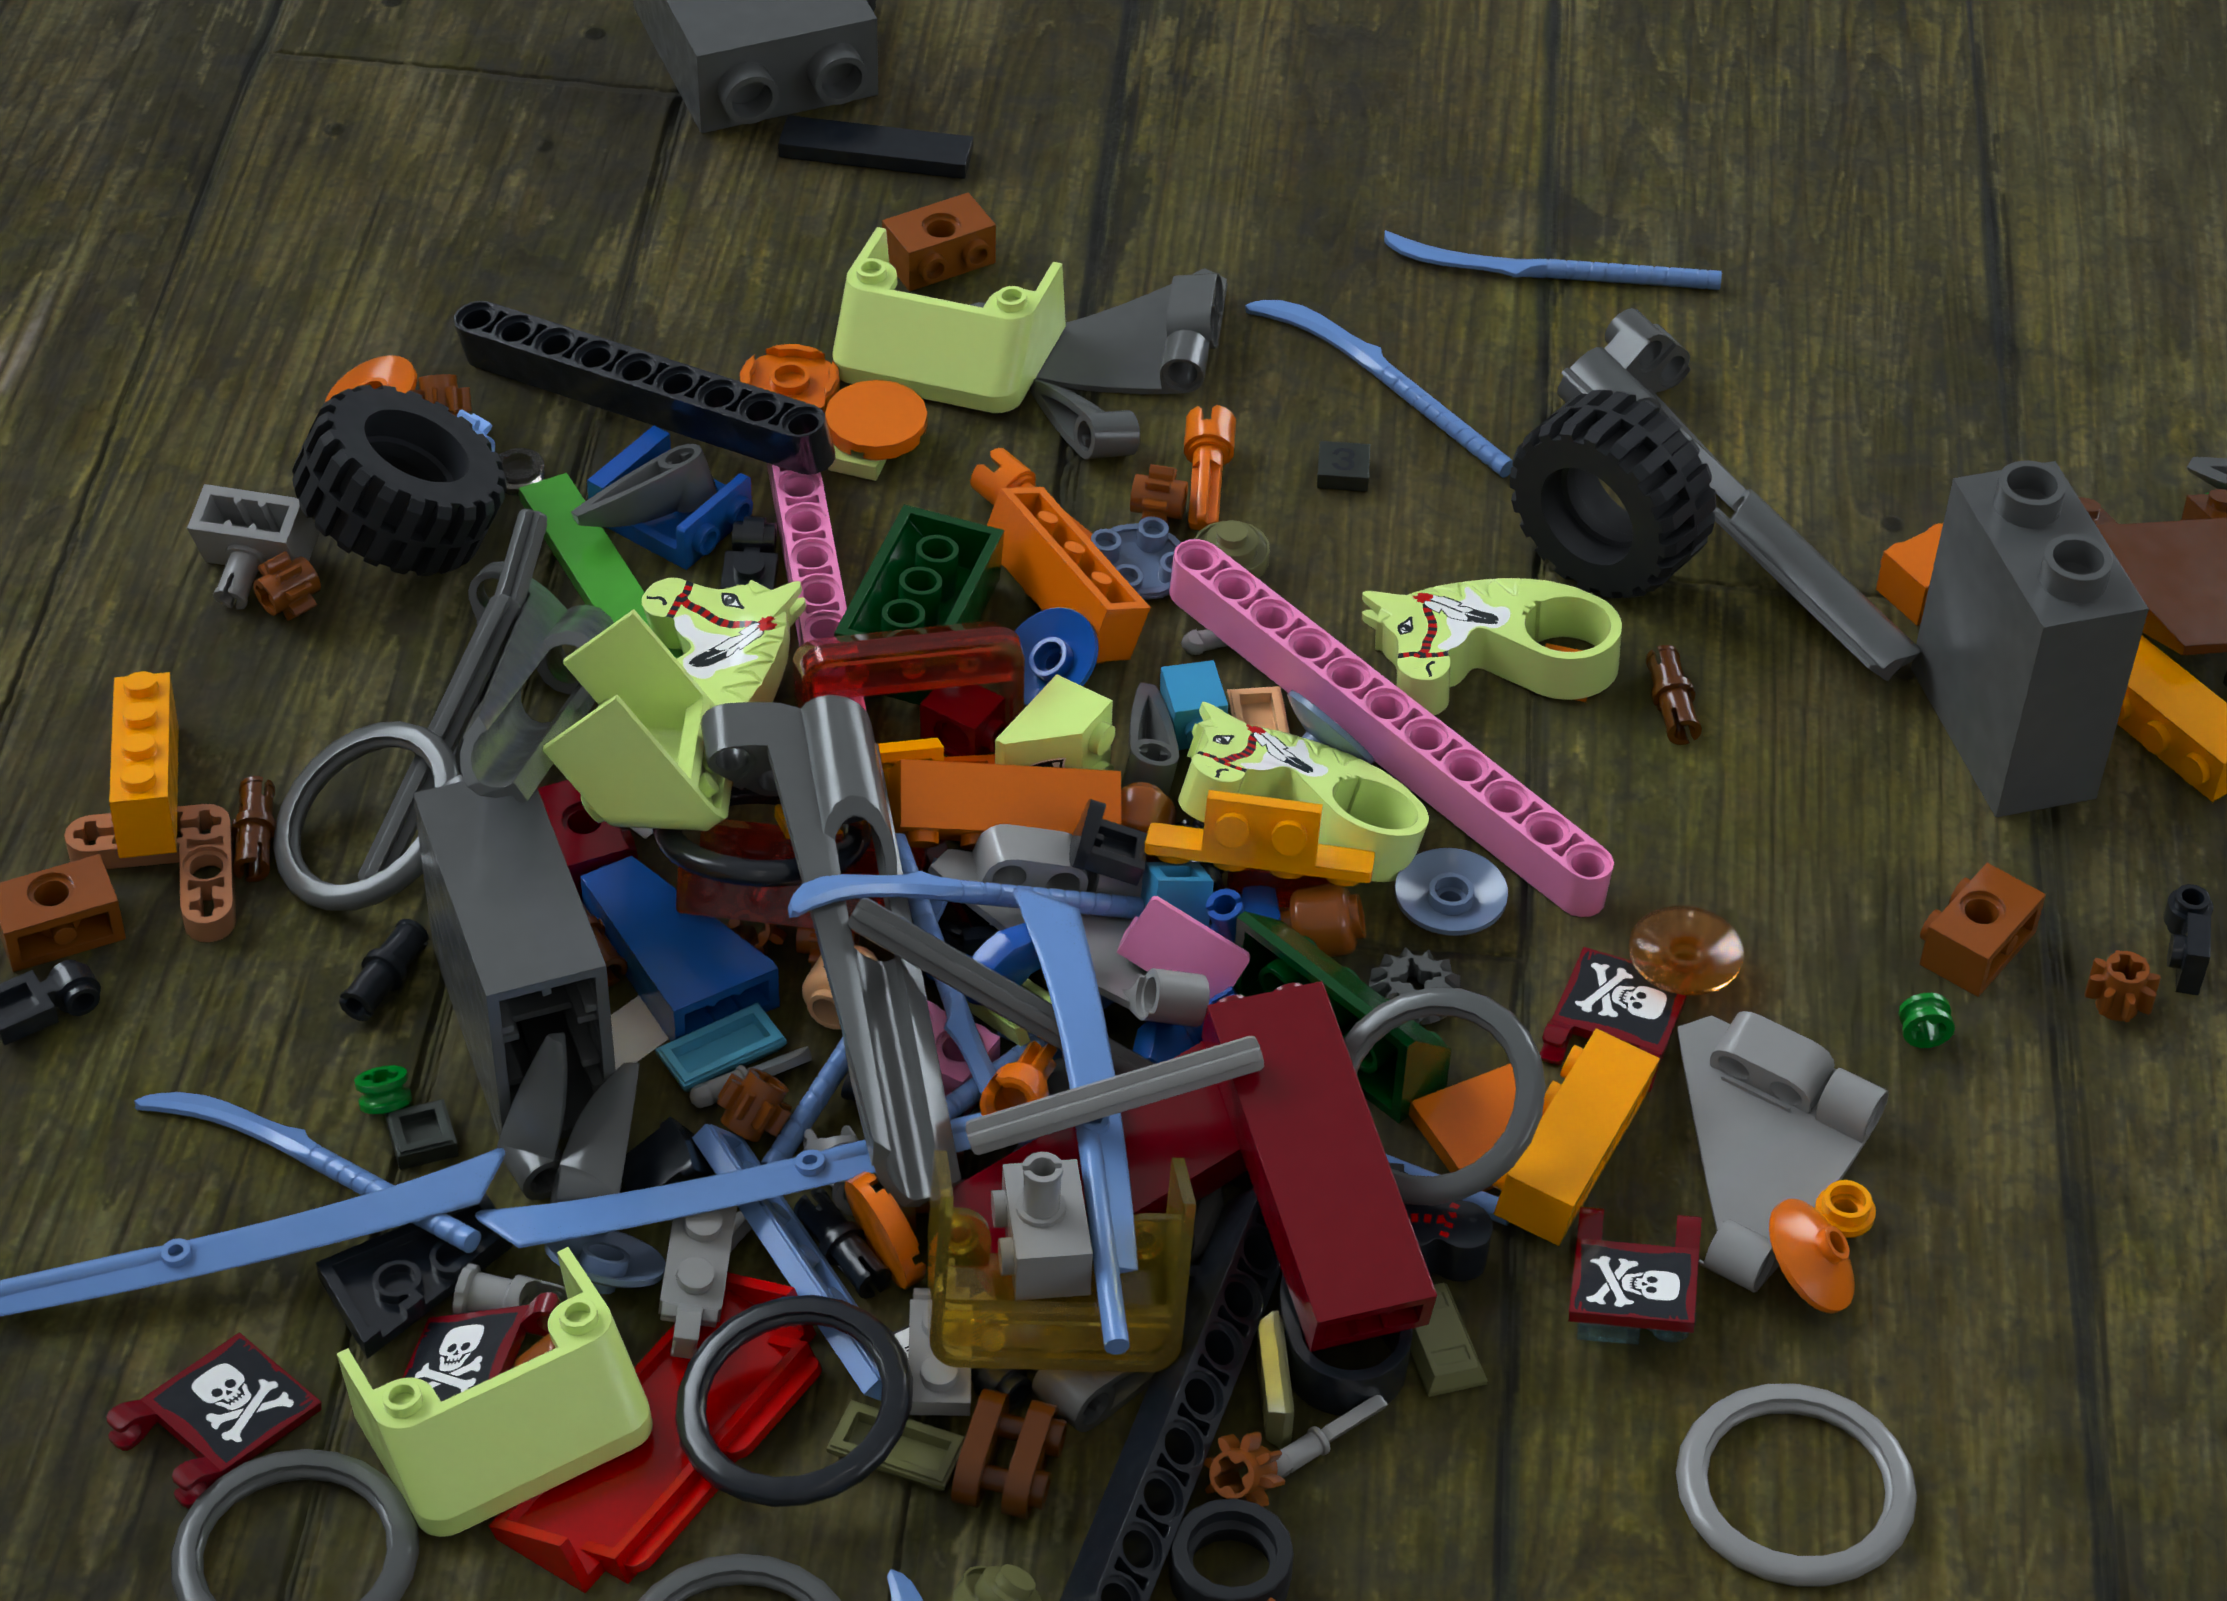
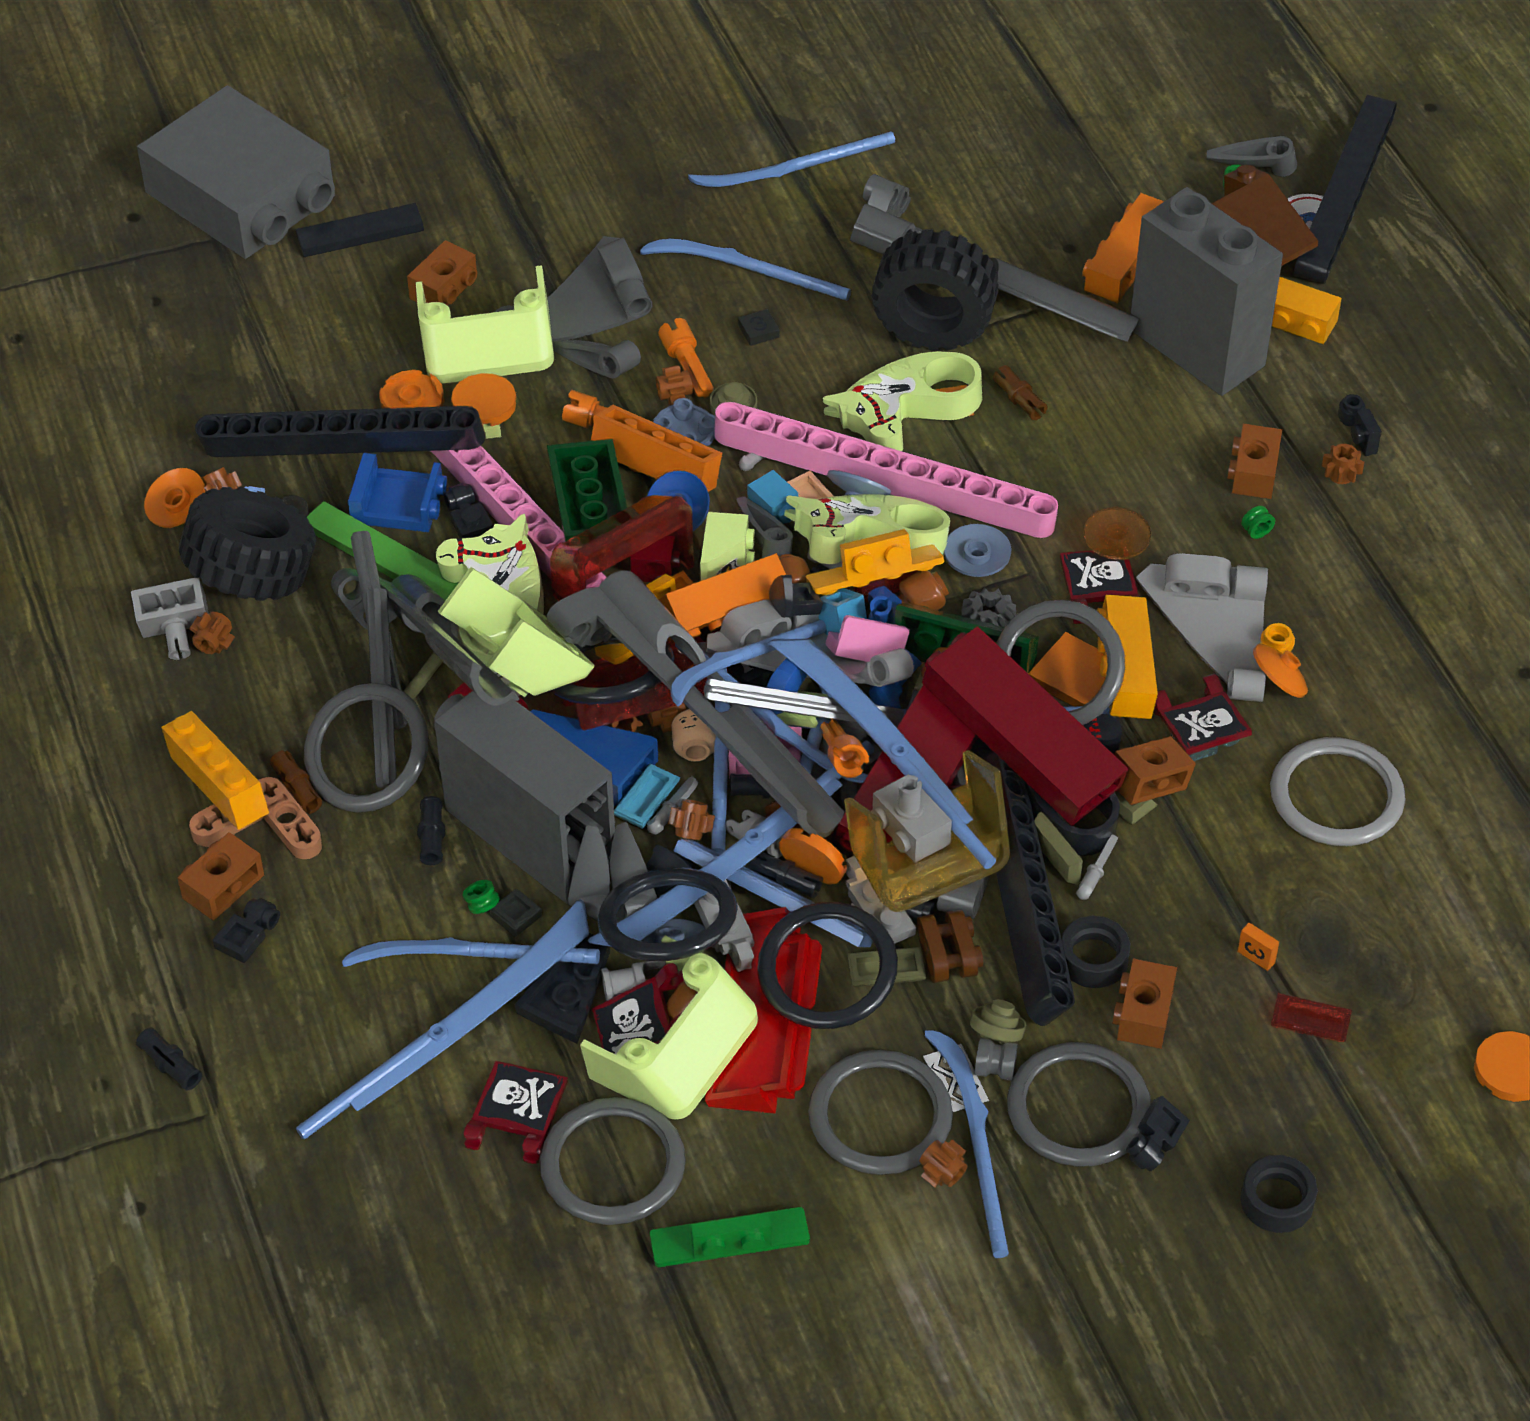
camera: 25 degrees left, 5 degrees up
(593, 1275) = (672, 950): none -> black wedge
(662, 486) = (394, 483): dark grey piece -> none
(1114, 1095) = (907, 732): light grey axle -> none
(1234, 1456) = (1072, 892): dark orange gear -> none
(1500, 1321) = (1154, 770): none -> dark orange brick

